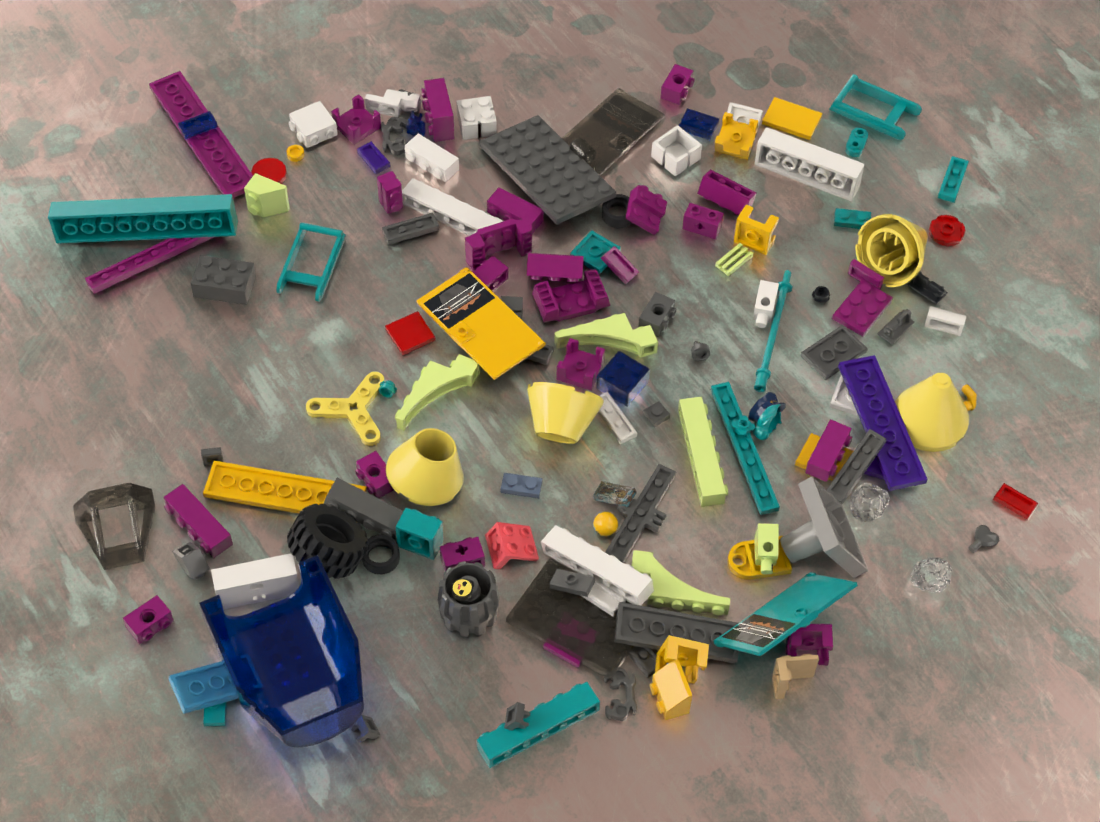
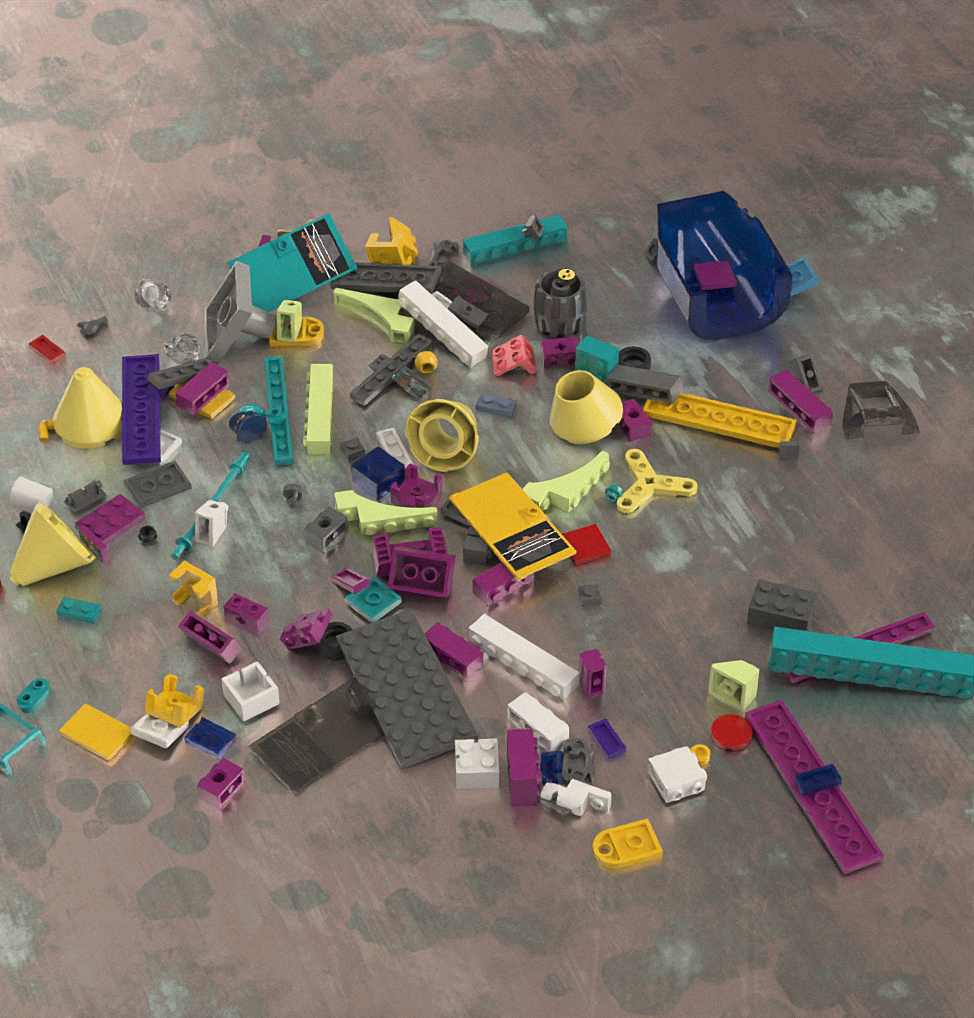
camera: 170 degrees left, 10 degrees down
(152, 609) = (840, 335): magenta brick -> none
(255, 581) = (746, 341): white brick -> none
(293, 681) = (714, 275): none -> magenta tile
(307, 279) = (689, 604): teal piece -> none
(331, 536) = (668, 334): black tyre -> none
(350, 78) = (627, 845): none -> yellow tile
(357, 122) = (623, 779): magenta panel -> none
(401, 283) = (589, 595): none -> dark grey plate
(410, 228) = (573, 645): dark grey plate -> none
(498, 238) = (464, 611): magenta plate -> none
(729, 256) = (224, 577): yellowish green tile -> none
(809, 164) = (104, 654): white brick -> none

